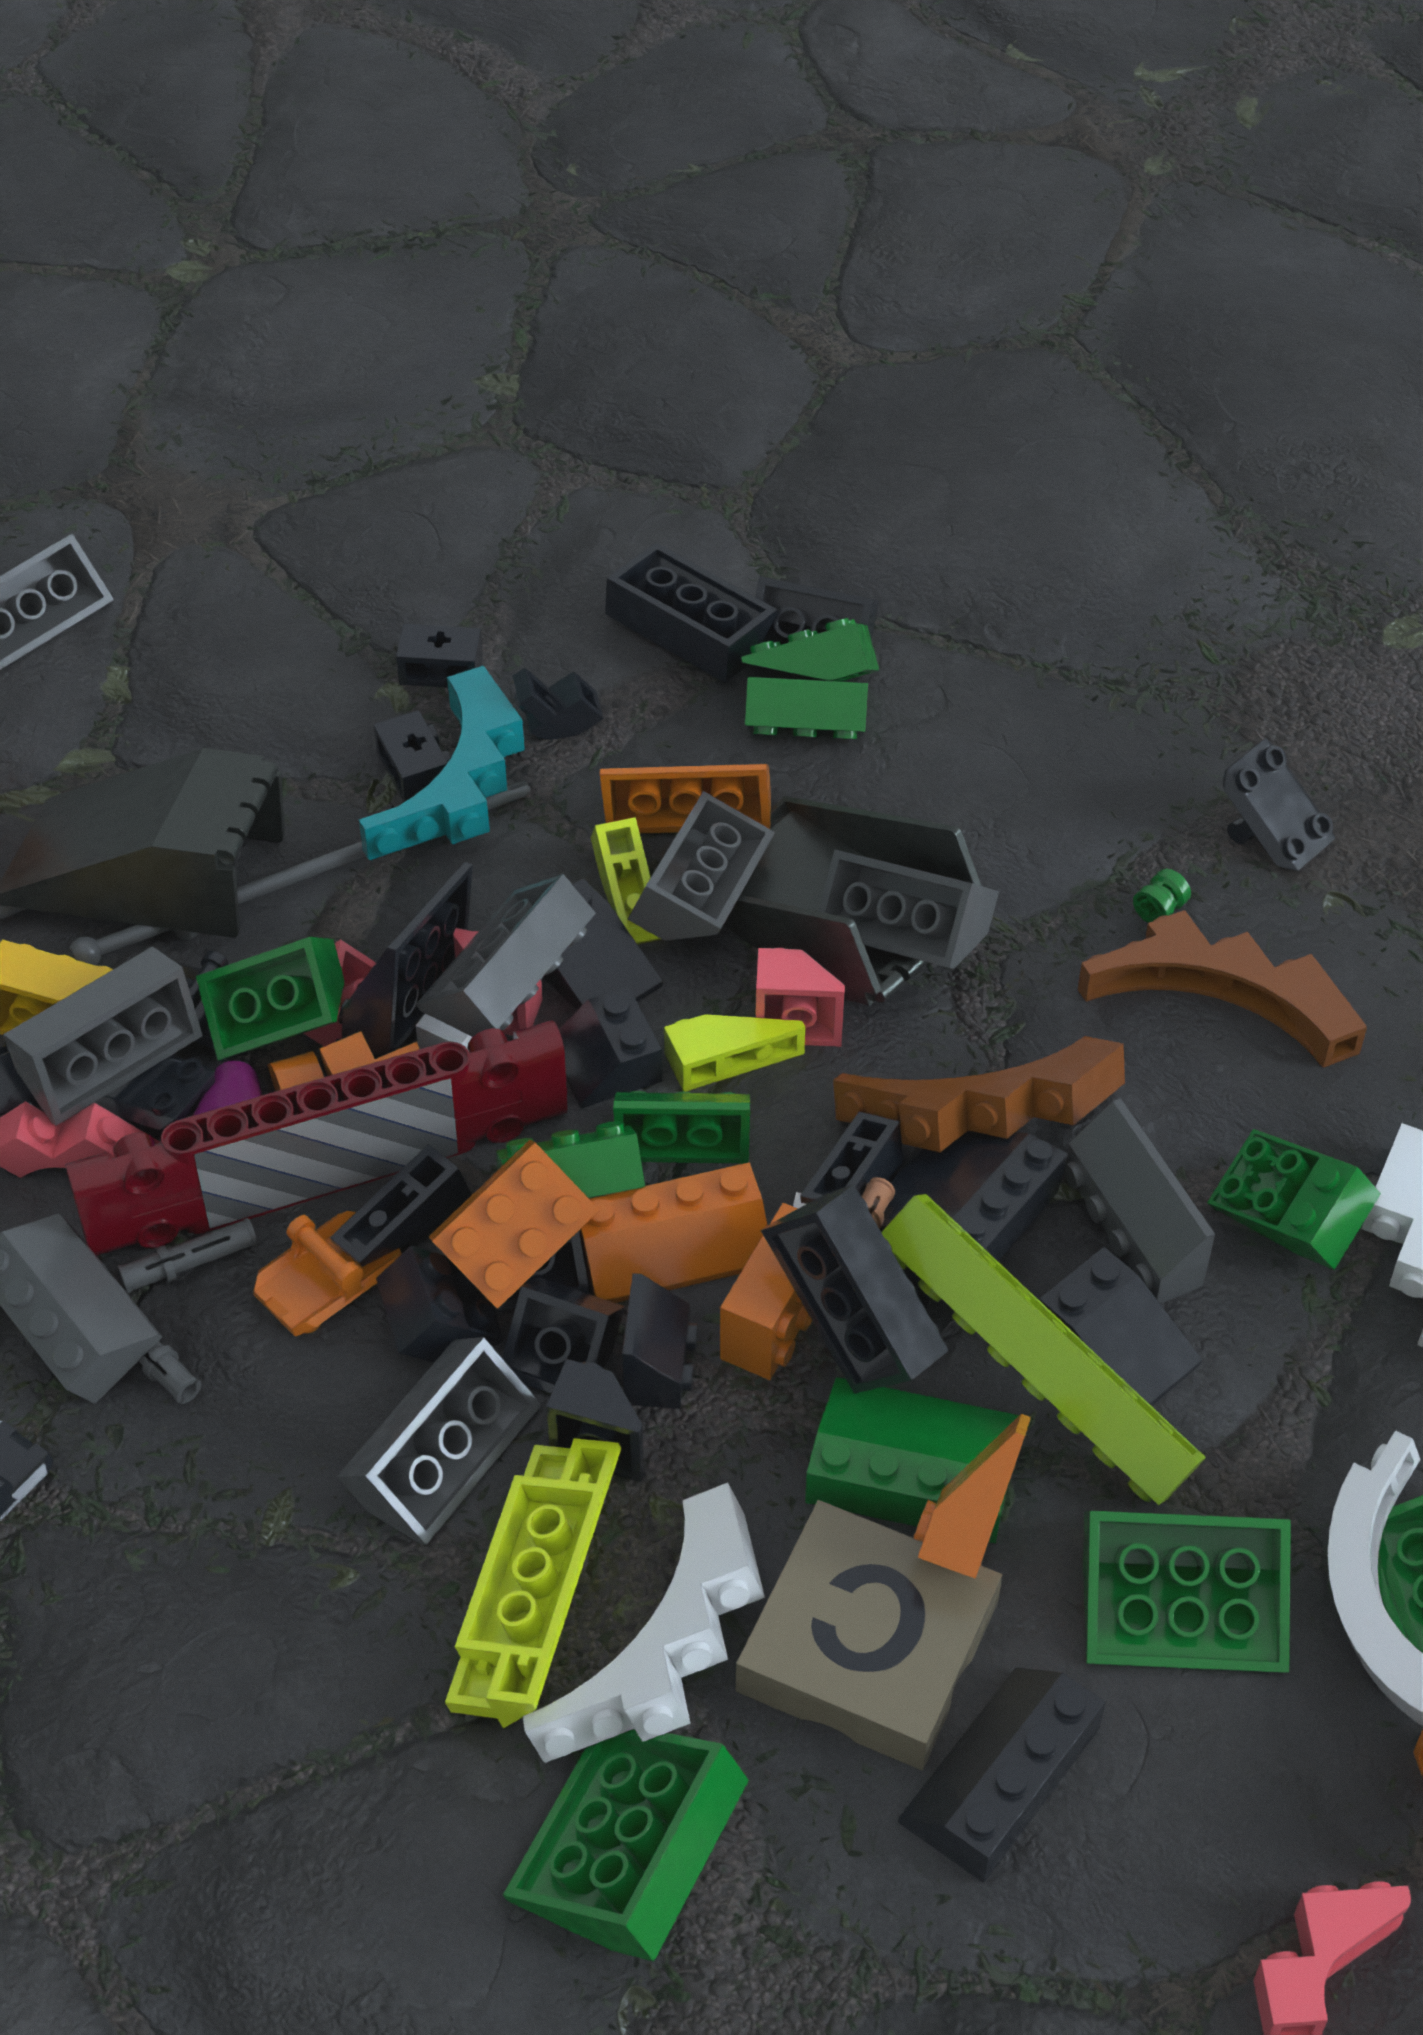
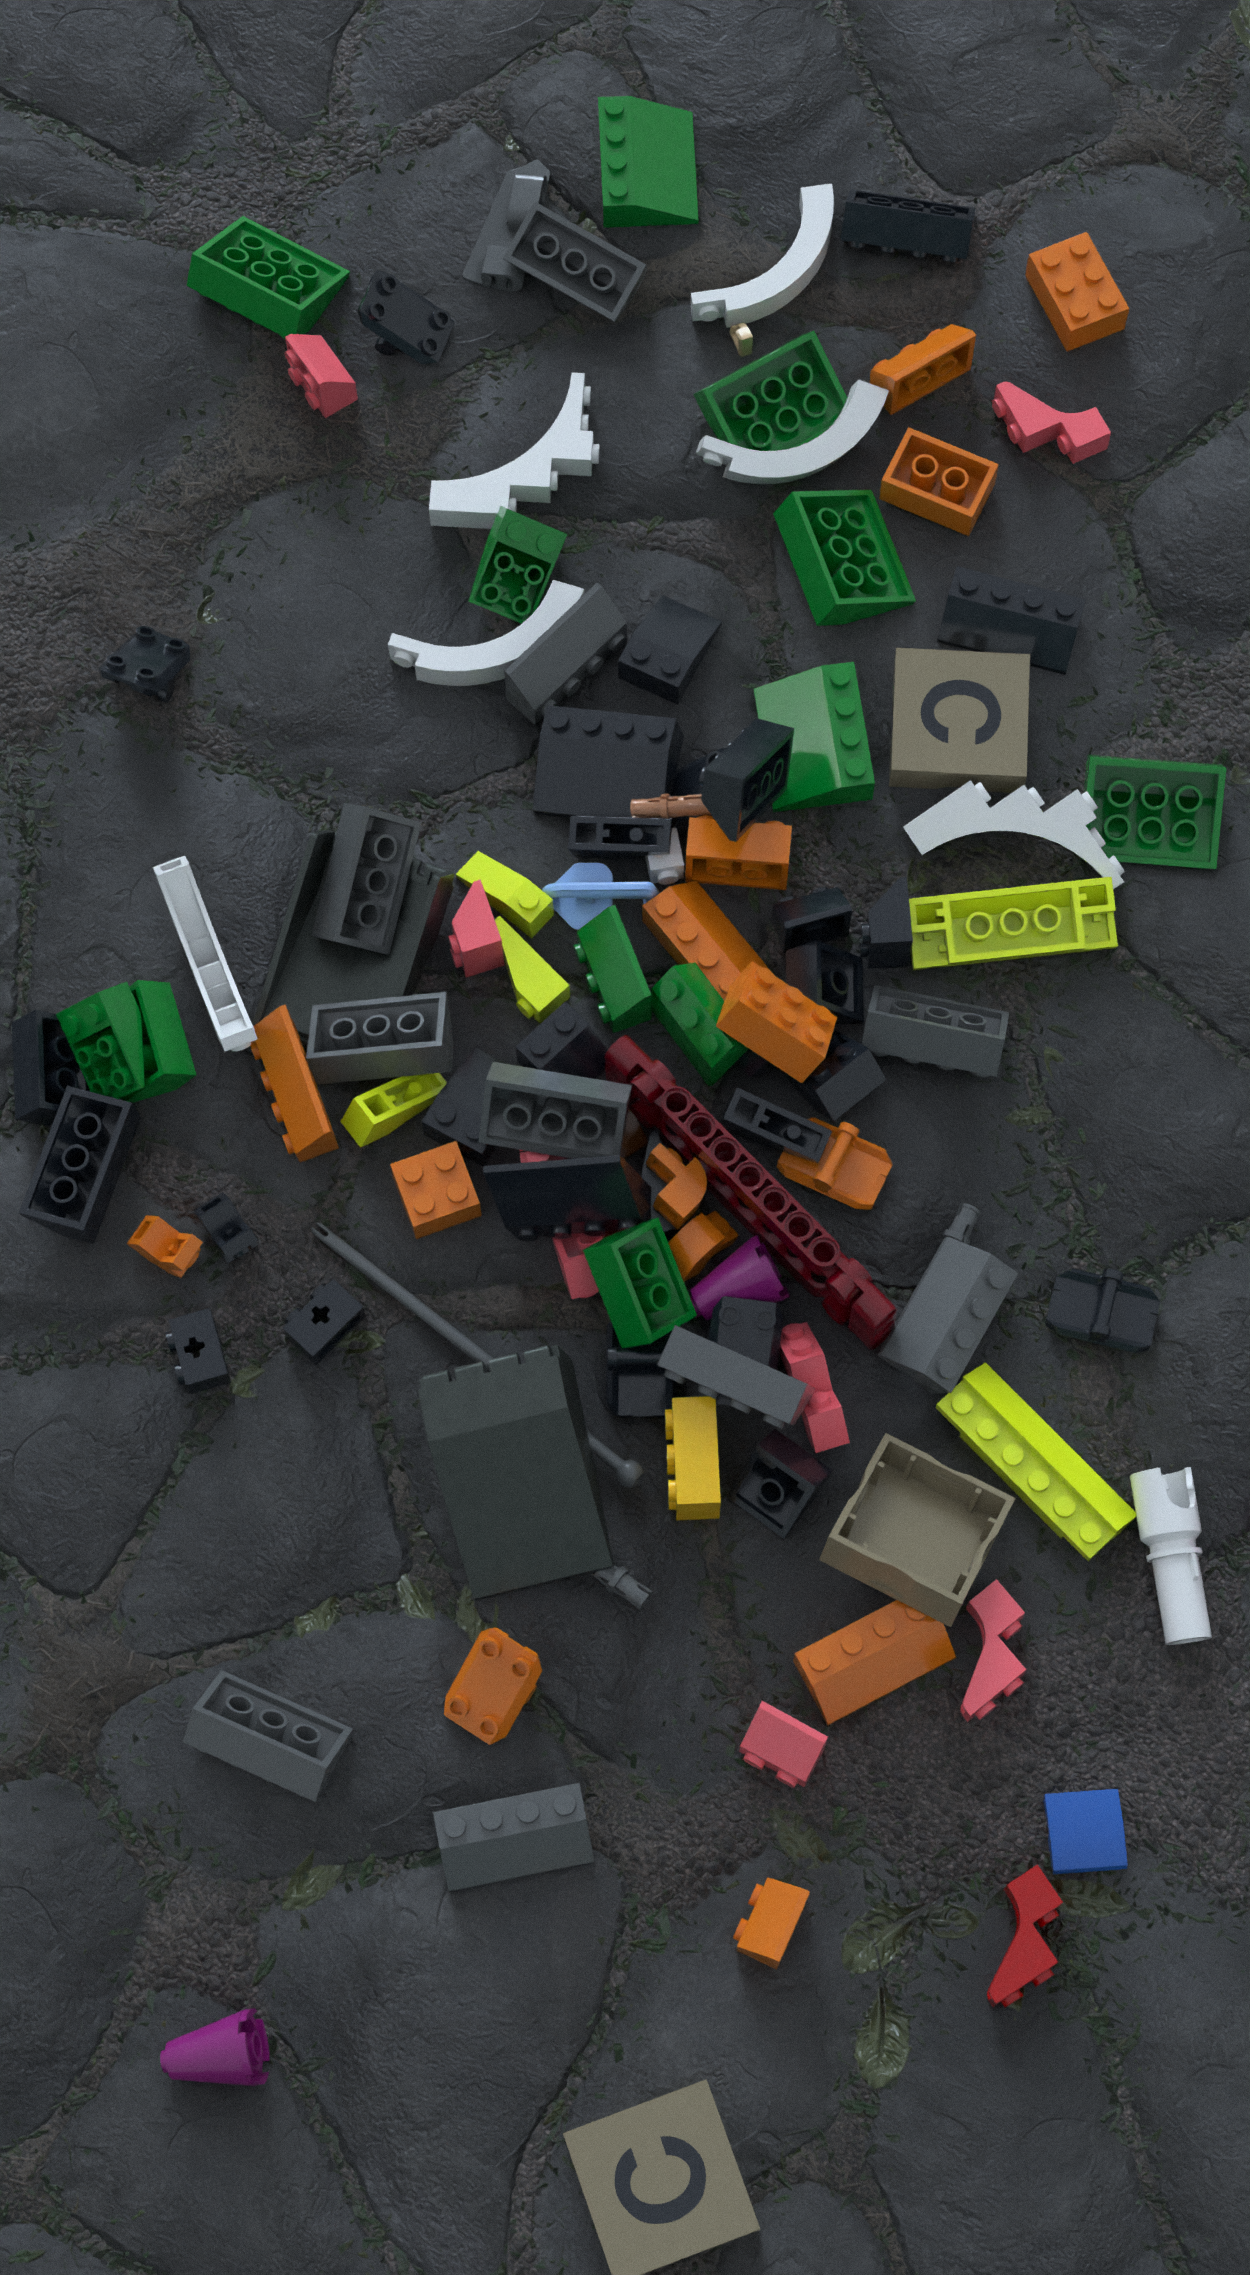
camera: 110 degrees left, 20 degrees up
(187, 1255) = (883, 1280): dark grey pin -> none
(457, 797) = (275, 1272): teal arch -> none
(499, 869) = (436, 1189): none -> orange brick
(567, 652) = (165, 1245): none -> orange brick
(796, 1138) = (589, 890): none -> light blue piece
(816, 1059) = (509, 893): none -> neon yellow slope
(864, 764) = (205, 955): none -> white arch
(962, 1520) = (869, 658): orange slope -> none
(992, 1103) = (525, 765): dark orange arch -> none
(1042, 1350) = (724, 670): lime brick -> none
(1165, 893) = (261, 723): green wheel -> none
(1172, 1096) = (486, 660): none -> white arch
(1234, 969) = (322, 614): dark orange arch -> none
(1263, 1746) = (938, 481): none -> orange brick

